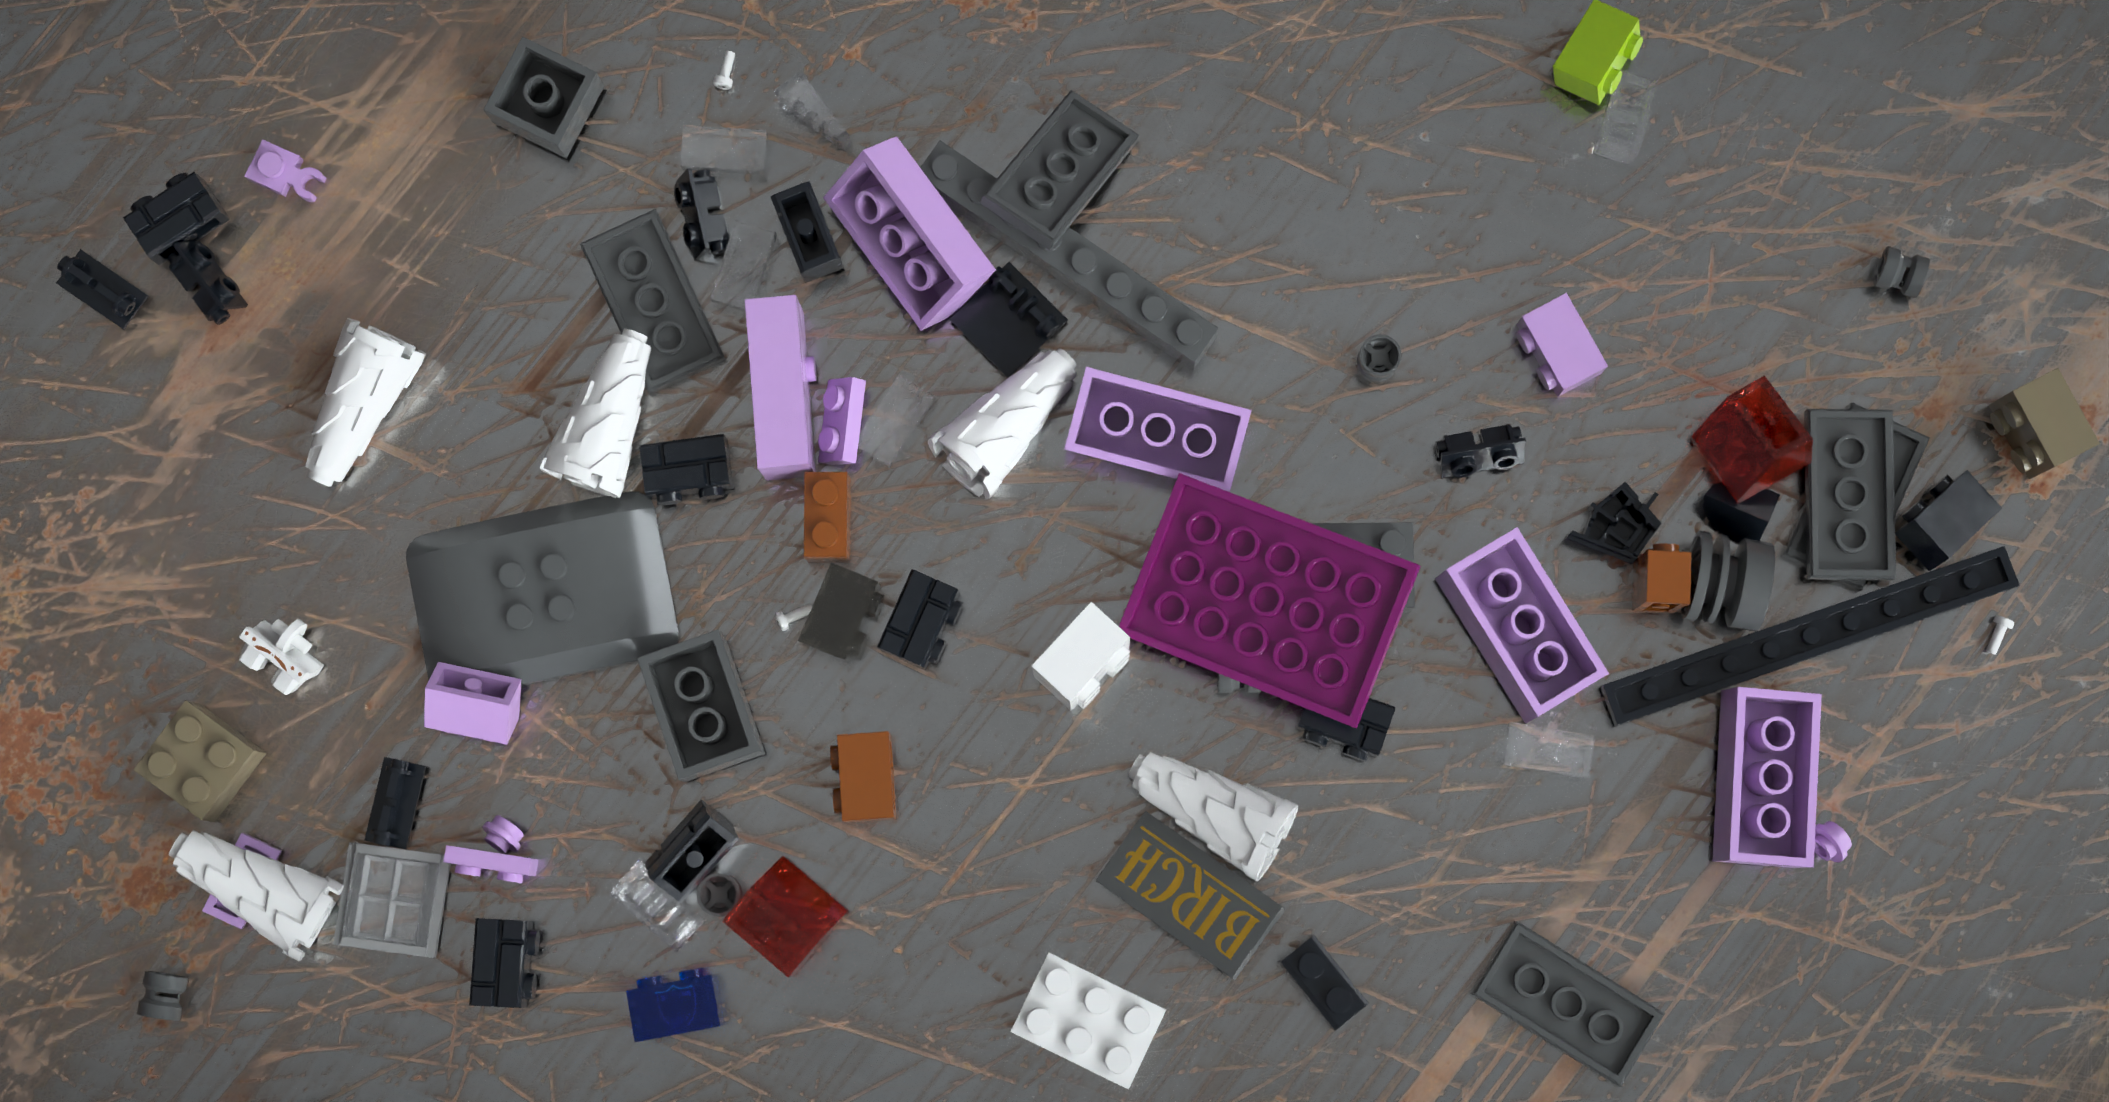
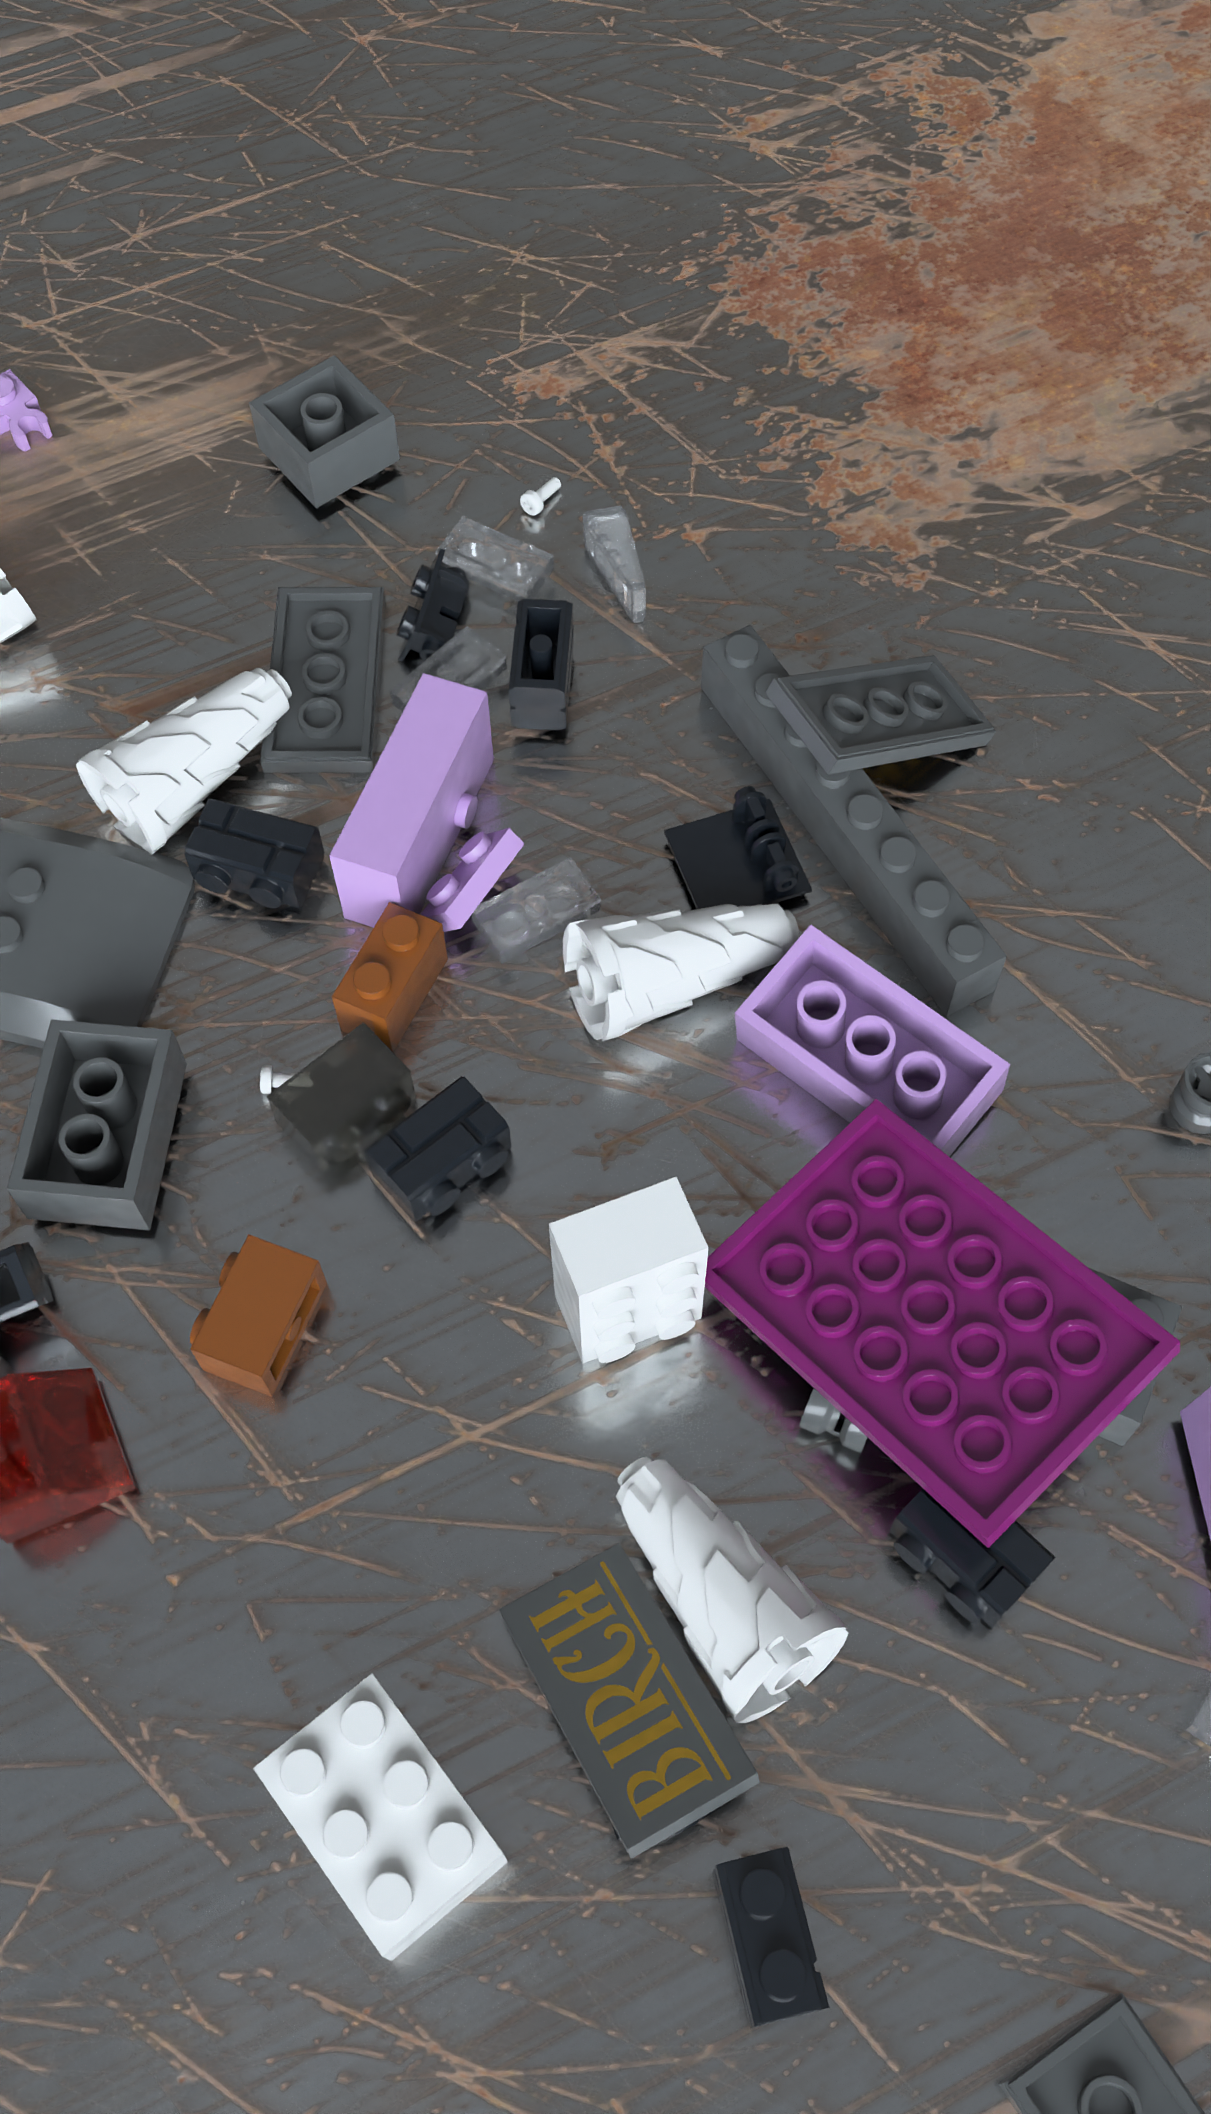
camera: 20 degrees right, 20 degrees down
(908, 233) = (663, 705): lavender brick -> none

